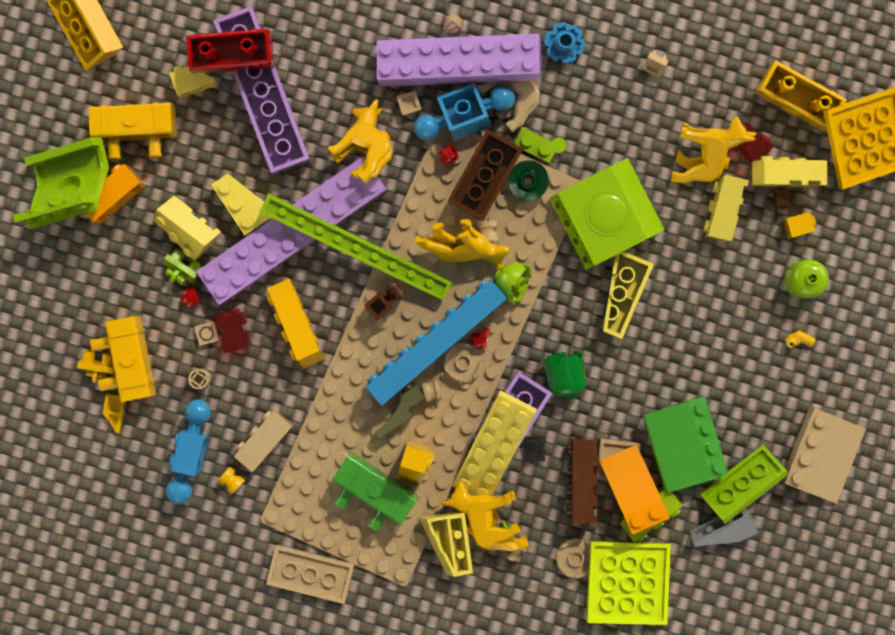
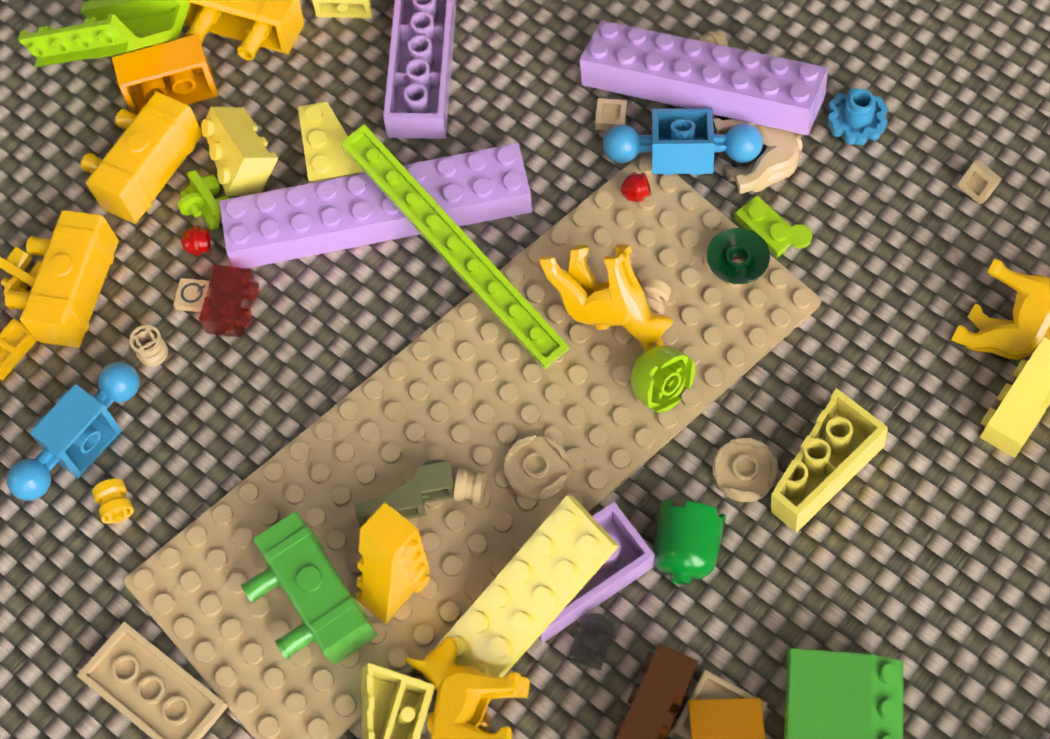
camera: 25 degrees right, 25 degrees down
(129, 257) = (142, 157): none -> yellow piece
(262, 440) = (189, 463): tan brick -> none
(295, 324) = (318, 325): yellow wedge -> none
(366, 139) = (526, 128): yellow animal -> none
(381, 304) = (453, 338): reddish brown brick -> none
(436, 342) = (508, 411): dark azure brick -> none
(479, 340) = (575, 440): red plate -> none
(485, 175) = (679, 222): reddish brown brick -> none
(580, 312) = (745, 469): none -> tan tile
(606, 213) = (837, 336): lime panel -> none

